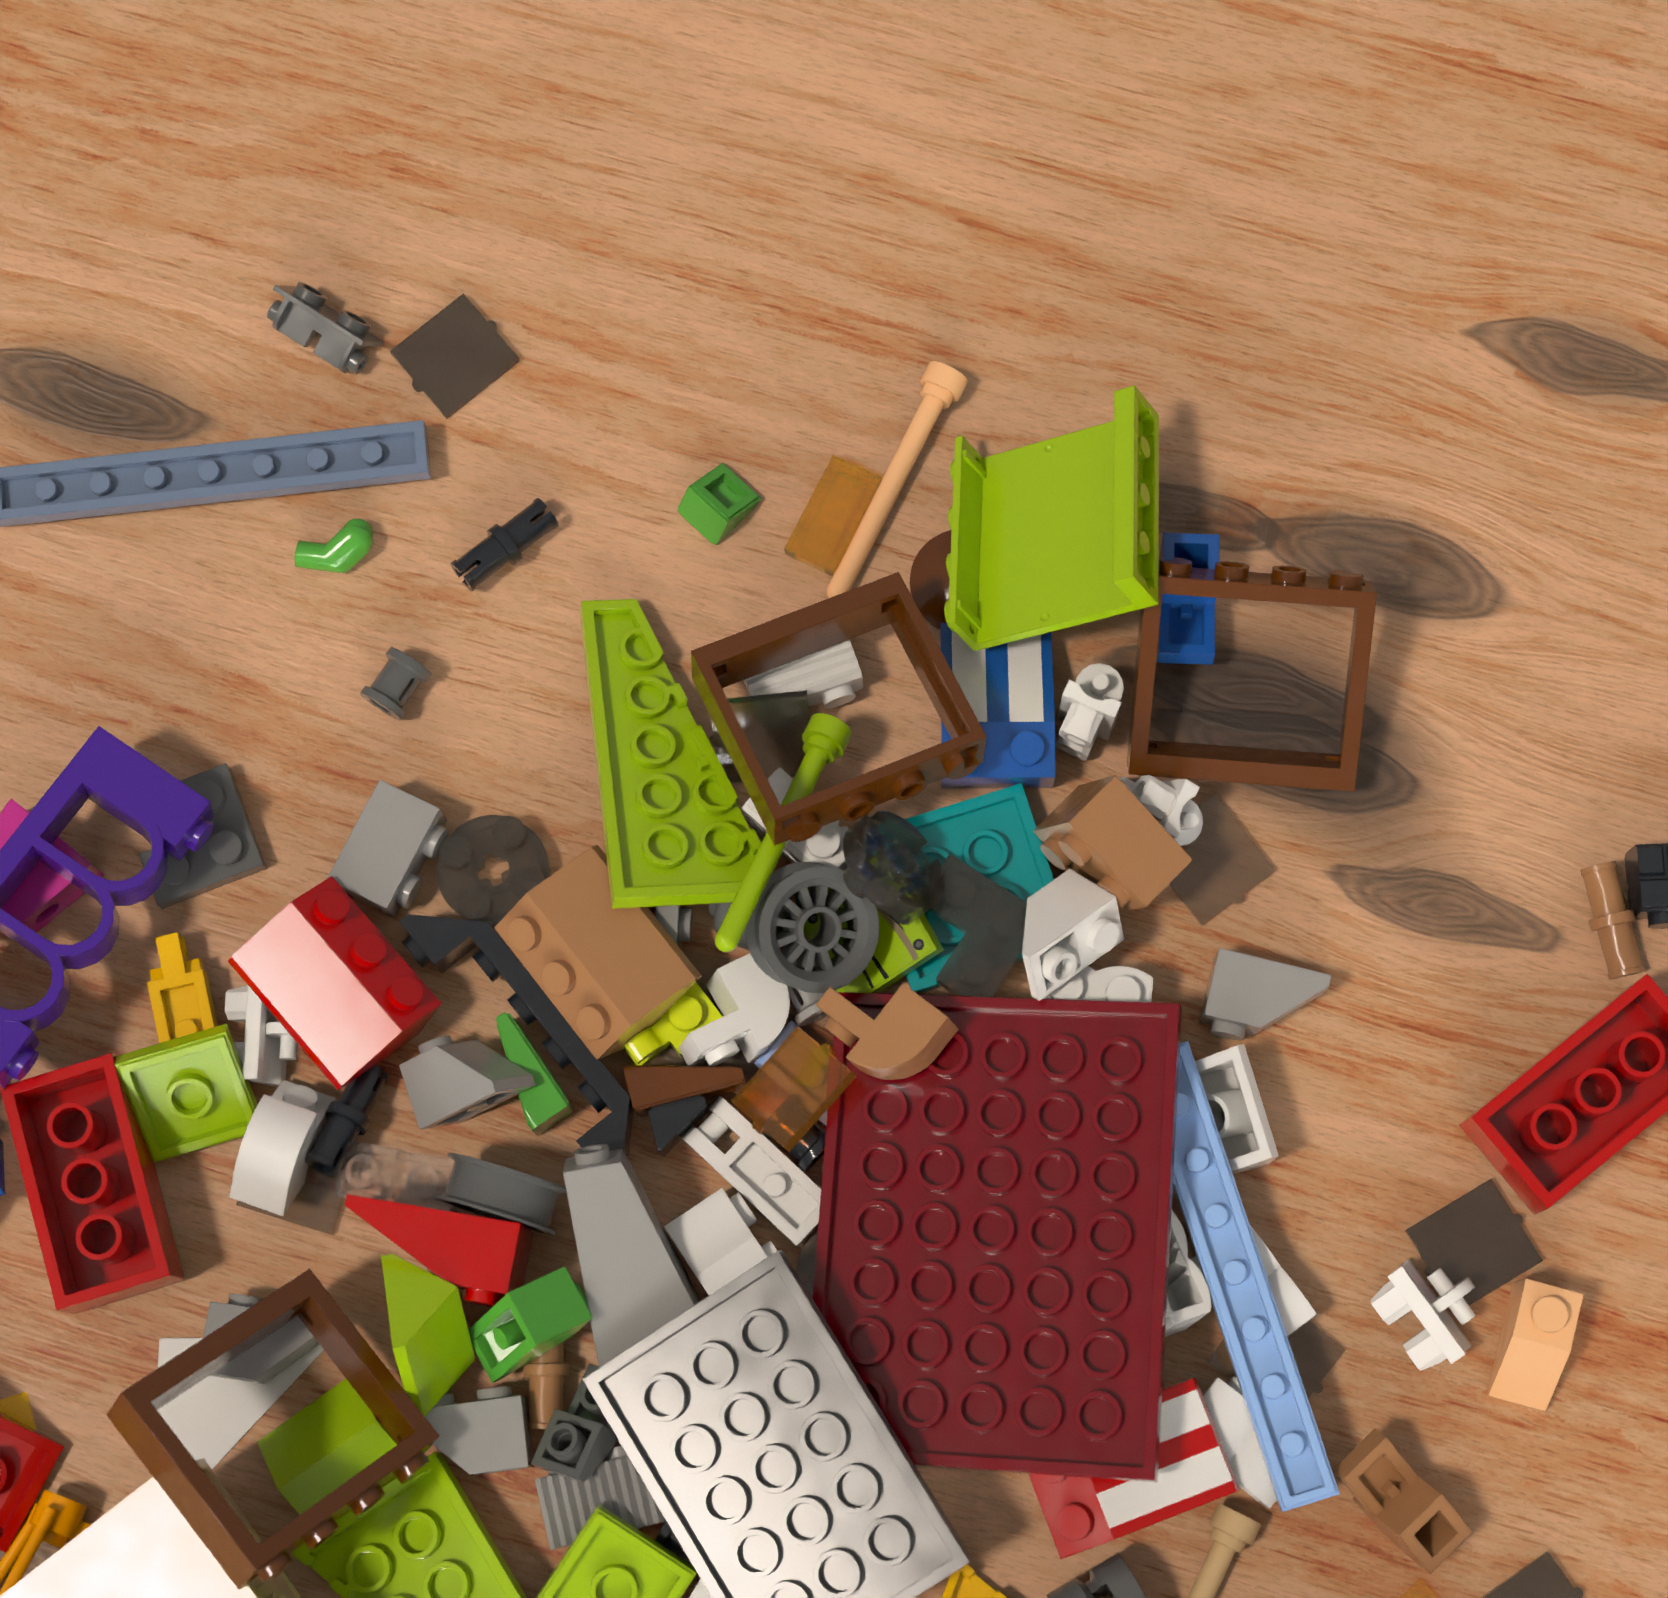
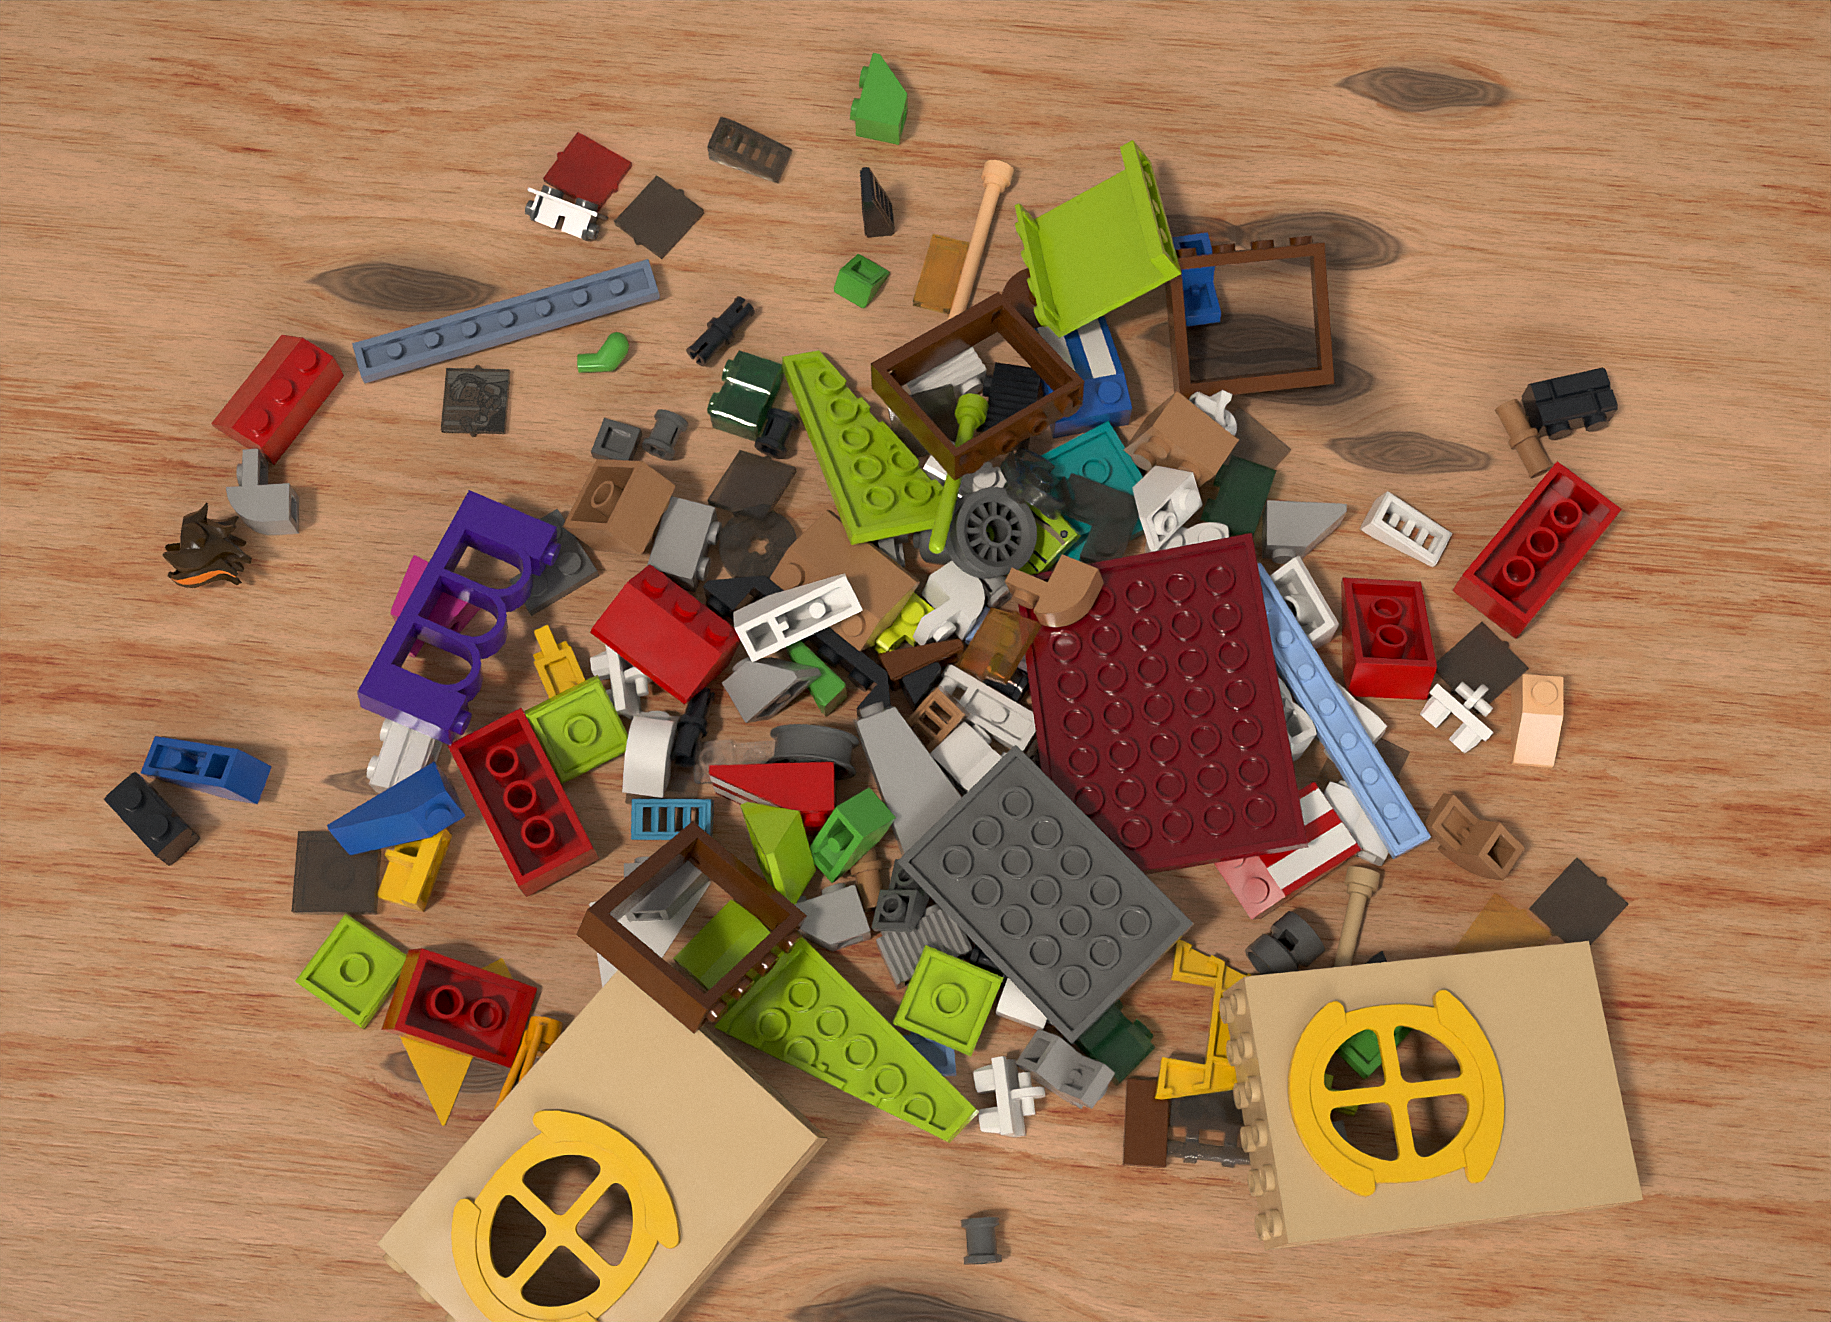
camera: 15 degrees left, 5 degrees down
(146, 581) = (475, 401): none -> clear smoke piece
(307, 783) = (619, 506): none -> medium nougat brick
(326, 682) = (616, 441): none -> dark grey plate
(339, 1253) = (706, 816): none -> dark azure slope
(368, 269) = (587, 171): none -> clear red piece
(501, 782) = (752, 486): none -> clear smoke piece
(508, 996) = (794, 615): none -> white slope
(520, 647) = (746, 395): none -> clear green brick
(552, 711) = (776, 433): none -> black bush
(573, 243) = (740, 134): none -> clear smoke slope
(706, 1163) = (949, 705): none -> medium nougat slope
(758, 401) = (876, 206): none -> black slope
(800, 248) = (882, 104): none -> bright green slope
(890, 724) = (1009, 392): none -> black brick
(1089, 709) = (1144, 364): white hips -> none
(1182, 936) = (1240, 496): none -> clear green brick
(1346, 1180) = (1386, 639): none -> red slope
(1382, 1022) = (1400, 540): none -> white slope

